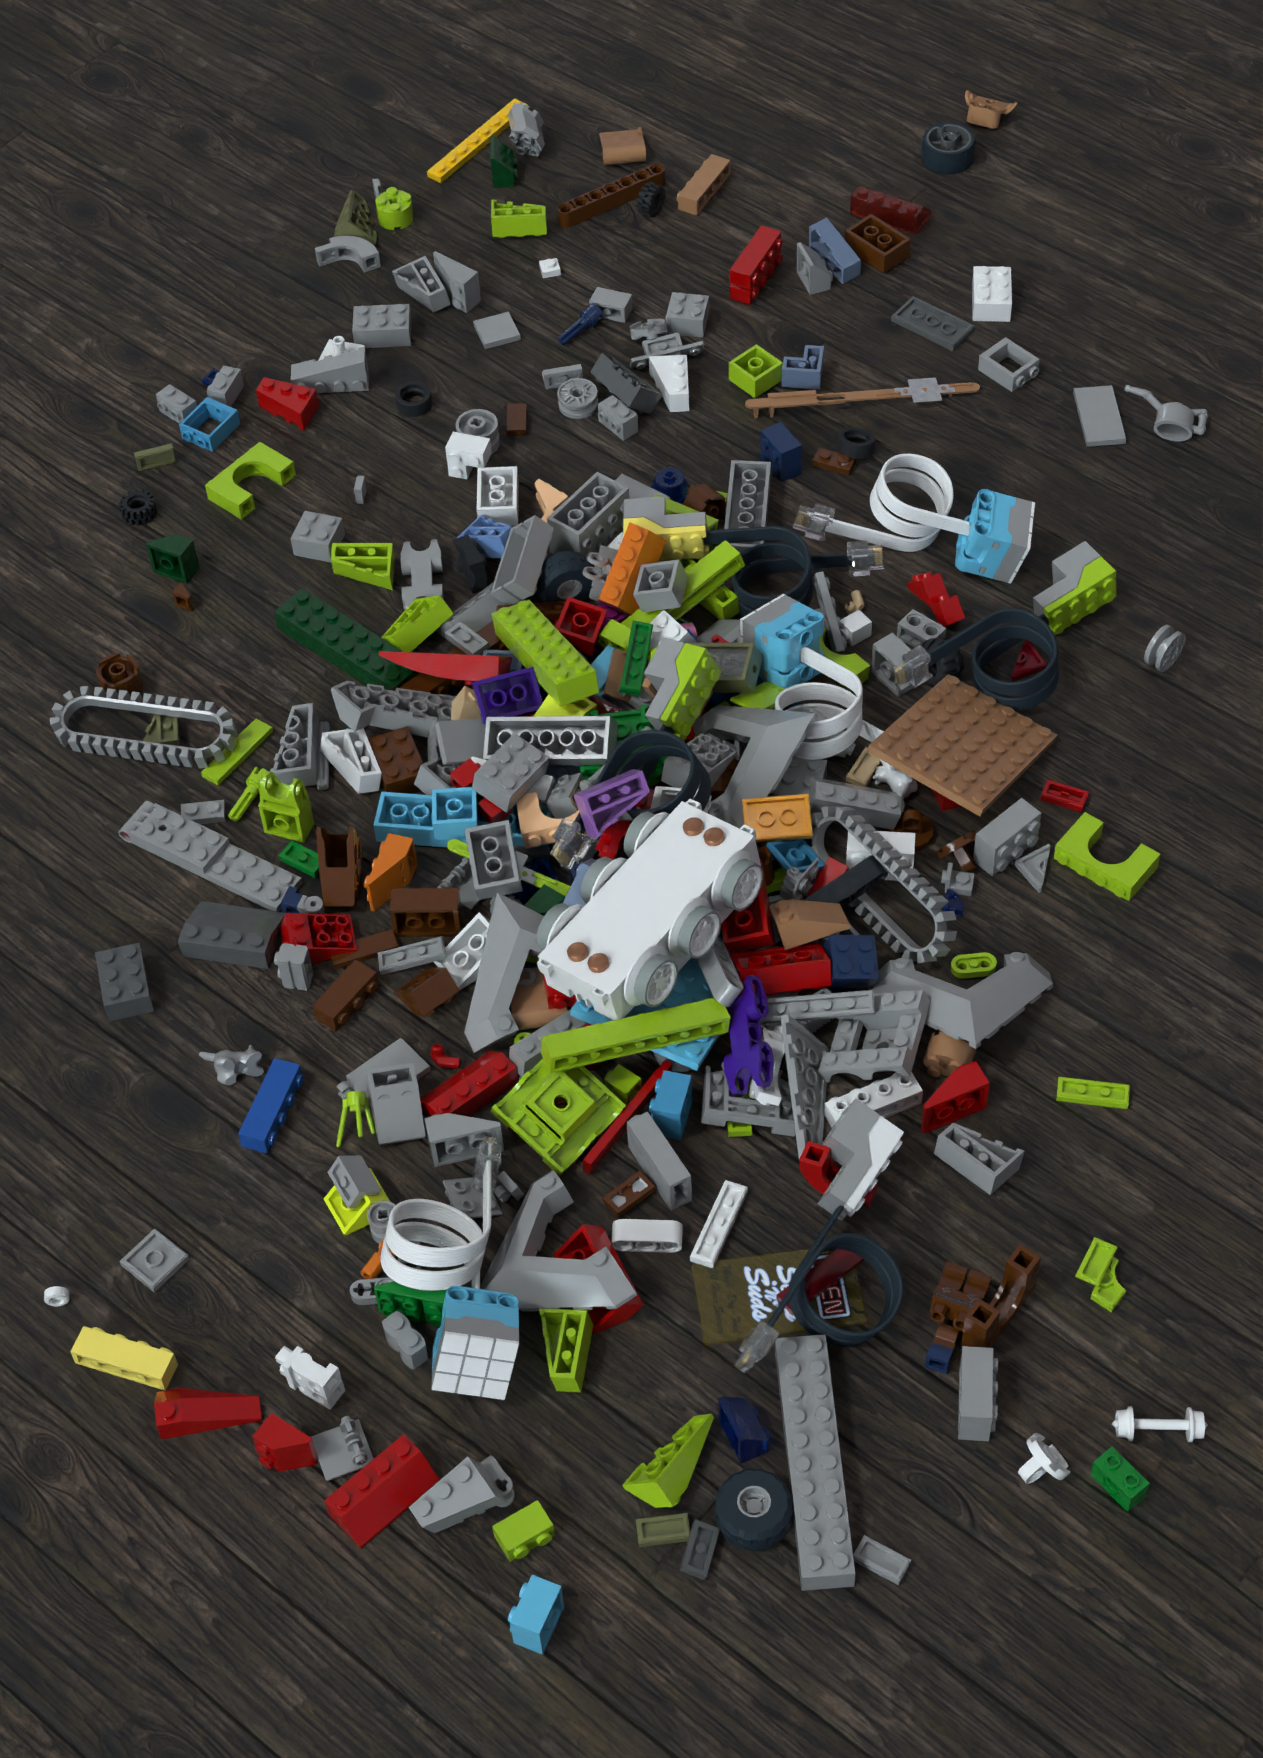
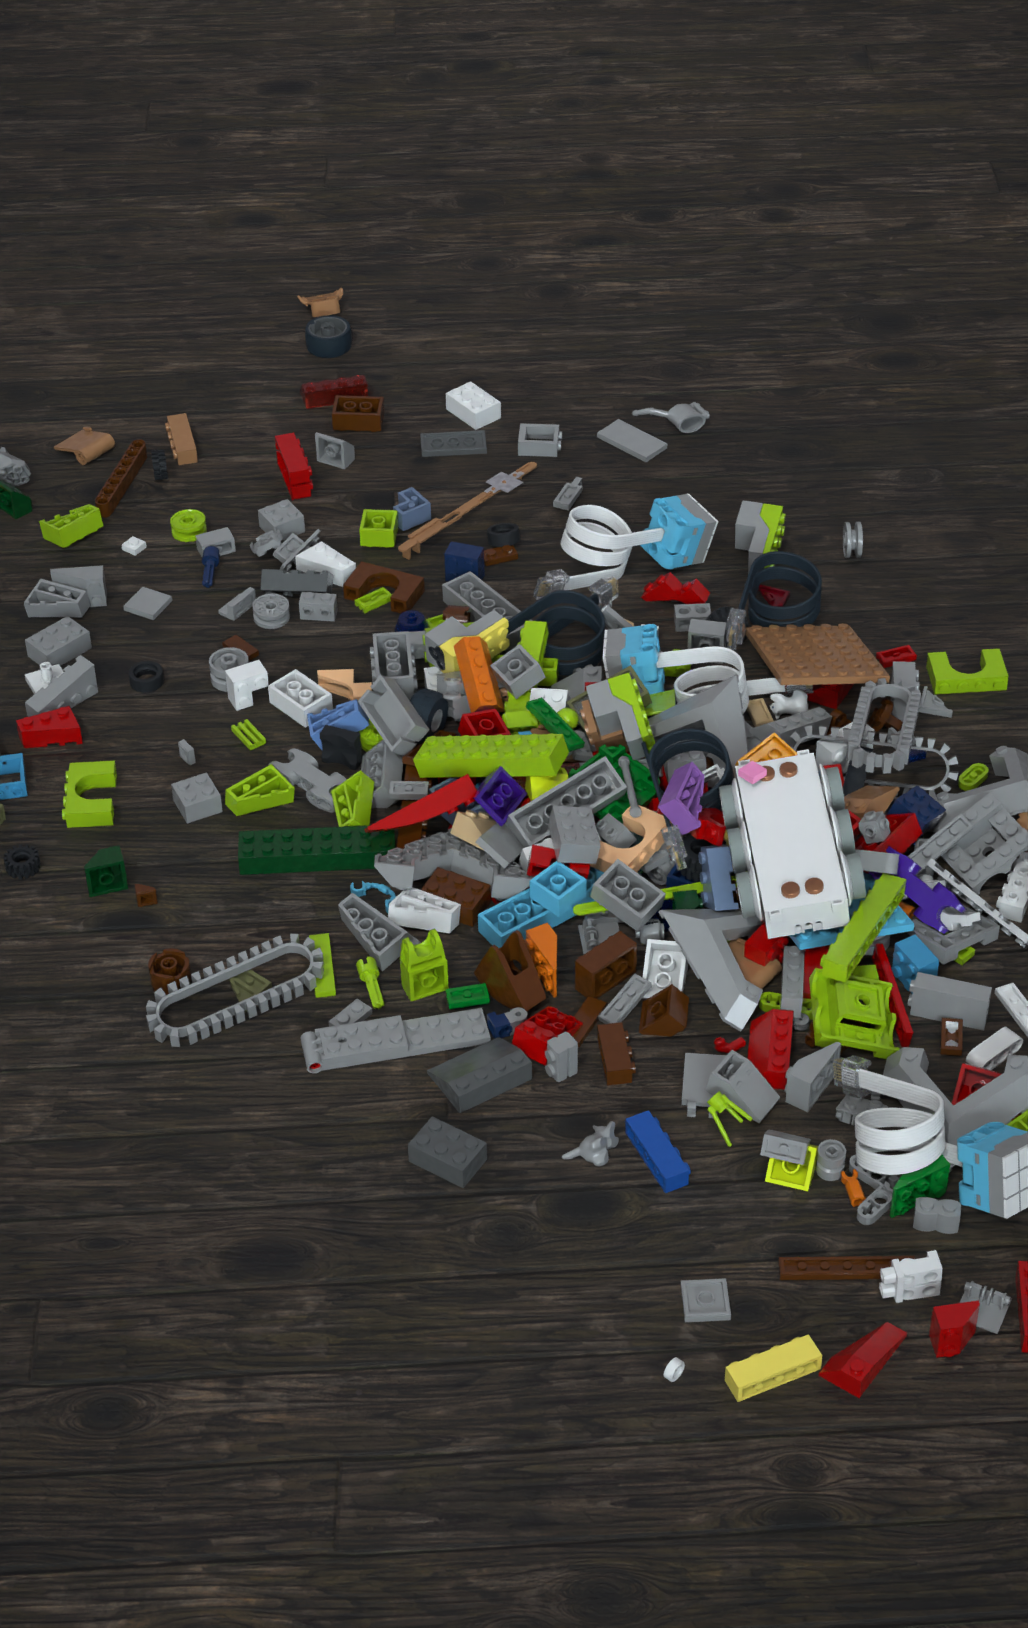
camera: 45 degrees left, 10 degrees down
(286, 1321) = (834, 1267): none -> reddish brown tile
(431, 493) = (251, 732): none -> lime tile
(610, 273) = (187, 524): none -> lime wheel
(676, 440) = (373, 600): none -> lime tile
(677, 817) = (752, 772): none -> bright pink tile
(696, 414) = (368, 576): none -> reddish brown arch
(769, 947) = (874, 827): none -> light grey brick
(834, 250) = (336, 428): sand blue wedge -> none
(910, 875) = (901, 755): none -> light grey piece
(968, 437) = (568, 494): none -> light grey hinge

